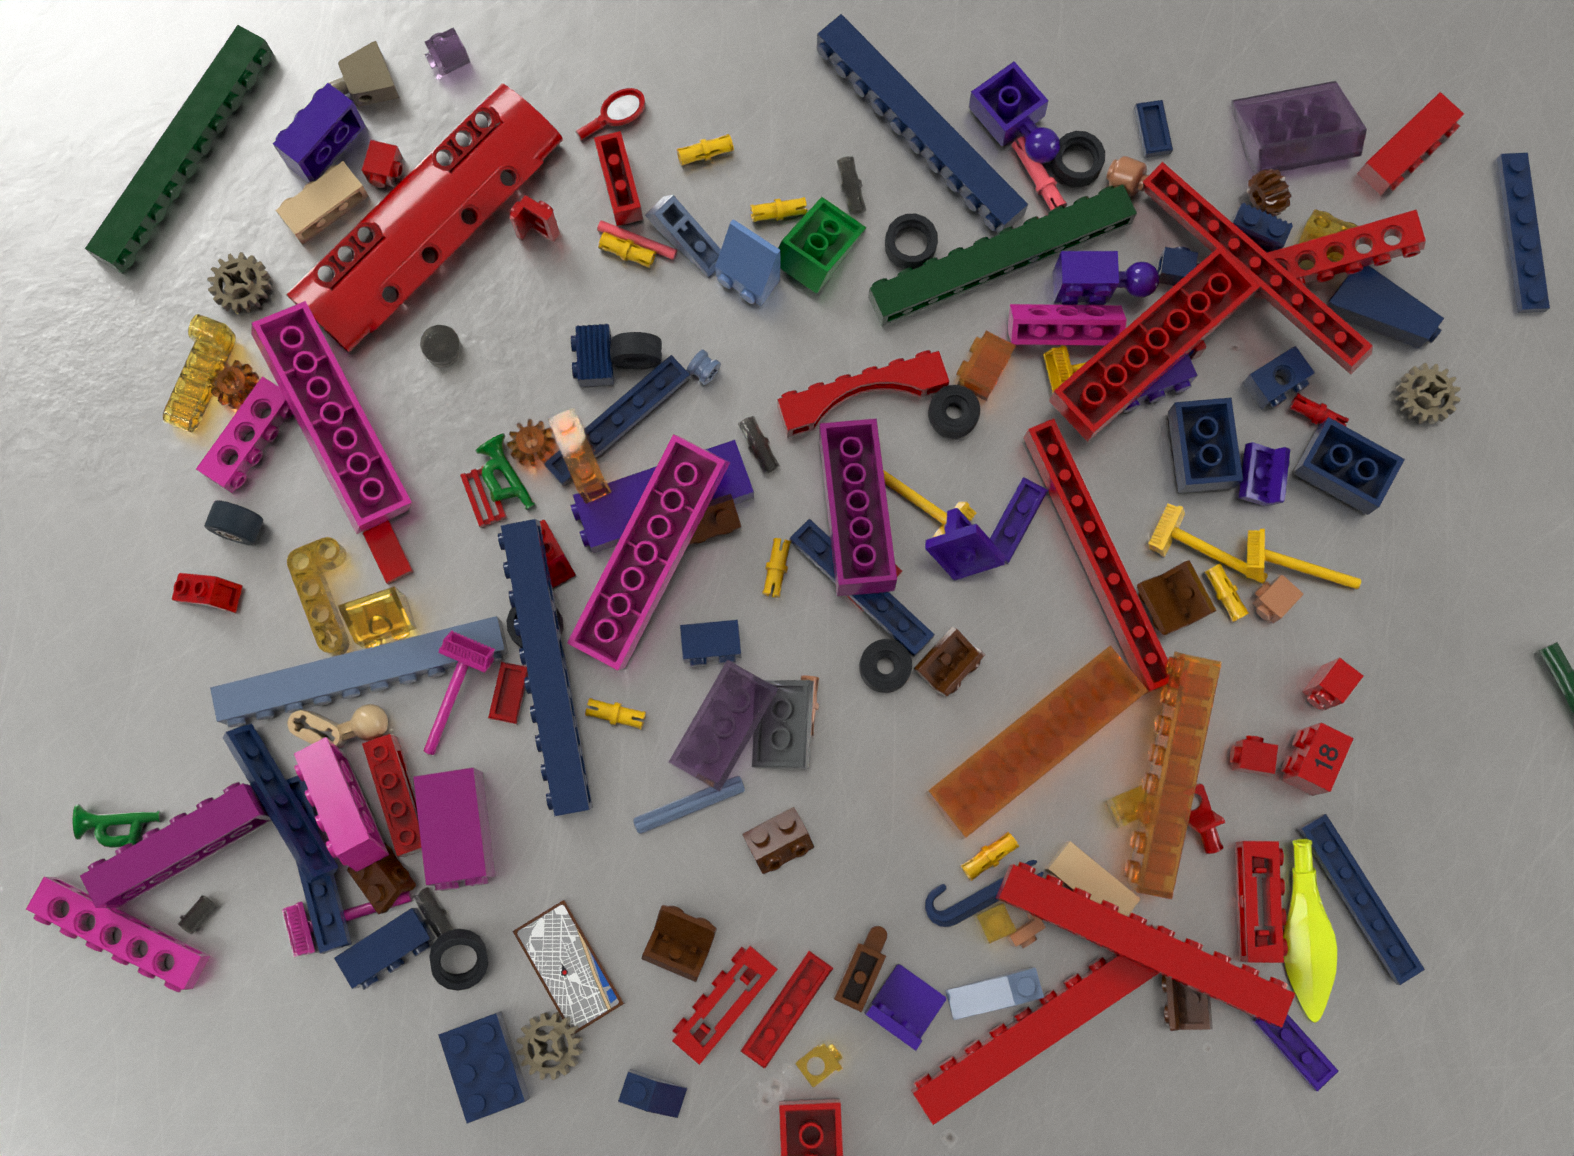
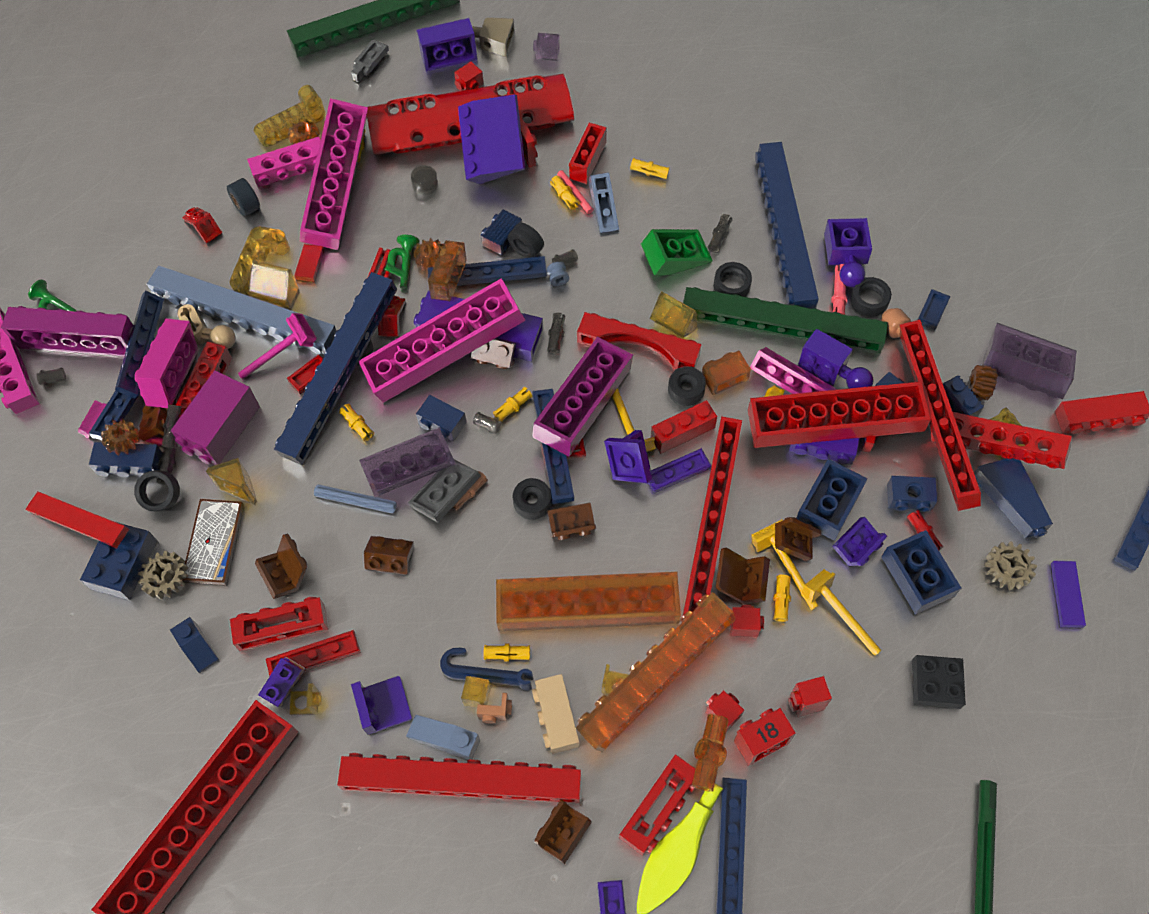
camera: 40 degrees right, 15 degrees down
(226, 217) = (368, 59): none -> dark grey hinge
(239, 271) = (348, 89): dark tan gear -> none
(322, 202) = (422, 78): tan brick -> none
(356, 931) = (120, 437): none -> clear orange gear
(398, 1060) = (77, 519): none -> red tile
(413, 875) = (173, 416): none -> clear smoke pin
(495, 240) = (491, 138): none -> dark purple slope
(541, 883) = (233, 479): none -> clear yellow slope
(616, 110) = (617, 123): red piece -> none
(695, 340) = (566, 258): none -> clear smoke pin
(748, 264) = (624, 232): medium blue slope -> none
(765, 610) = (487, 422): none -> clear smoke pin
(778, 209) = (666, 220): yellow pin -> none
(785, 1063) = (281, 681): none -> dark purple hips
(862, 970) = (373, 660): reddish brown brick -> none
(883, 336) = (674, 315): none -> clear yellow slope
(989, 465) = (683, 427): none -> red brick
(1145, 945) = (559, 772): red brick -> none
(1198, 517) = (795, 538): none -> reddish brown bracket
(1205, 821) = (660, 725): red bracket -> none
(1210, 642) = (747, 621): none -> red brick
(1276, 598) = (812, 623): nougat brick -> none
(1280, 816) = (710, 753): none -> clear orange piece
(1438, 574) = (938, 681): none -> black brick
(1499, 385) = (1068, 594): none -> dark purple tile

